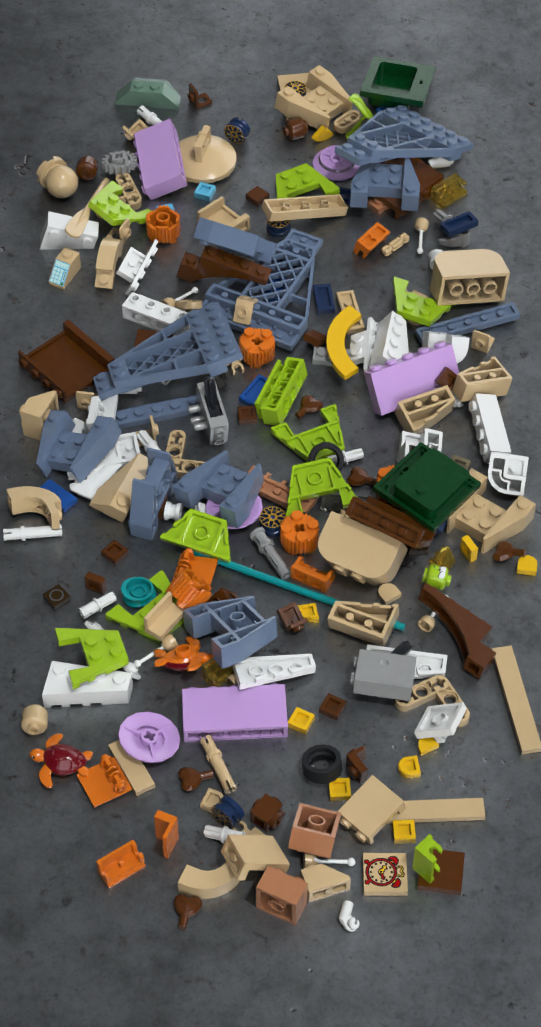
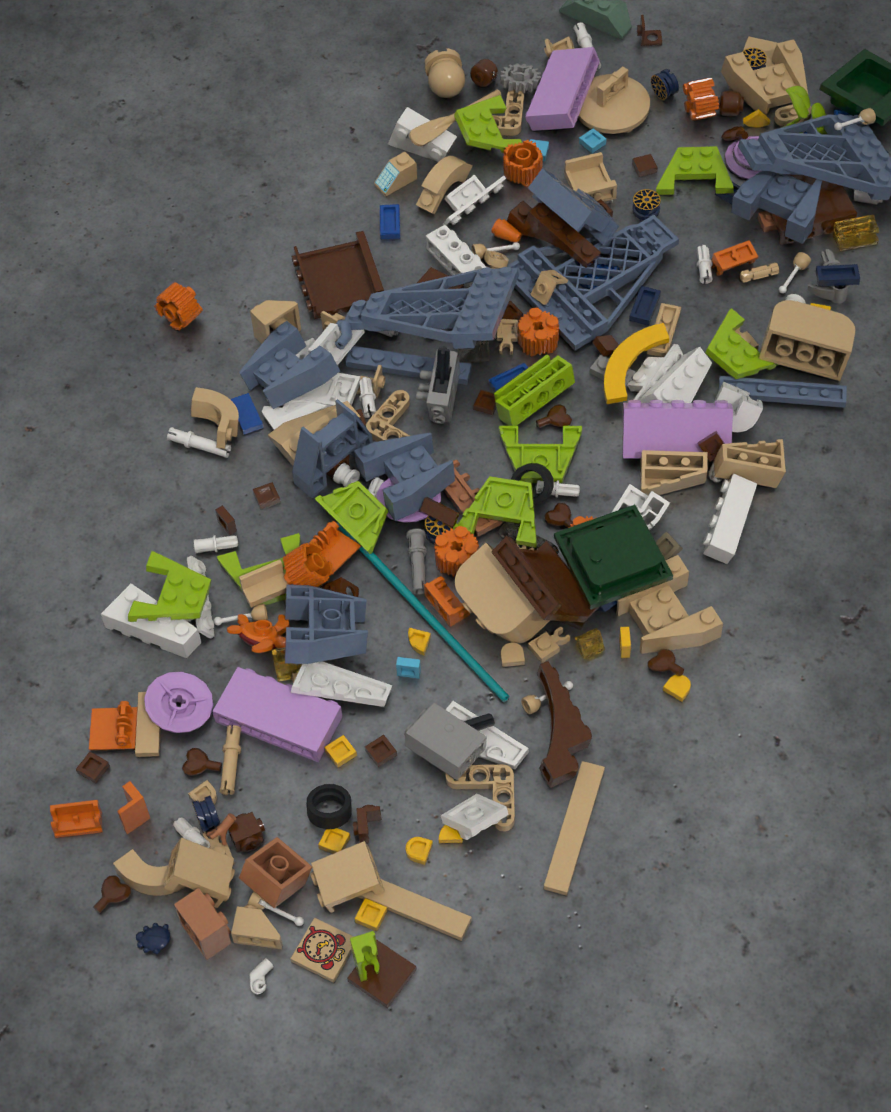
camera: 30 degrees right, 5 degrees up
(34, 718) = (84, 636): tan head -> none
(56, 597) = (183, 519): dark brown tile -> none
(60, 759) = (83, 687): animal -> none
(80, 307) = (390, 221): none -> blue tile
(106, 819) = (92, 767): none -> reddish brown tile
(107, 403) = (346, 333): none -> sand blue arm
(124, 231) = (478, 154): tan bracket -> none
(137, 591) = (262, 546): teal piece -> none
(181, 281) = (504, 230): none -> orange cone
(243, 927) = (153, 938): none -> dark blue piece
(250, 817) = (222, 829): none -> nougat bar
(269, 507) = (439, 511): none -> reddish brown piece
(273, 132) = (700, 99): none -> orange brick
(291, 617) = (395, 638): reddish brown bracket -> none
(304, 207) = (681, 196): tan piece -> none
(313, 149) = (735, 133): none -> reddish brown rock
(316, 635) = (408, 667): none -> medium azure tile
(351, 252) = (704, 264): none -> white axle
(364, 621) = (465, 675): tan wedge -> none
(408, 104) = (865, 117): none -> hinge
(410, 575) = (547, 646): none -> tan plate
(437, 576) = (569, 659): lime head -> none
(481, 341) = (782, 417): tan bracket -> none
(508, 472) = (716, 576): white brick -> none

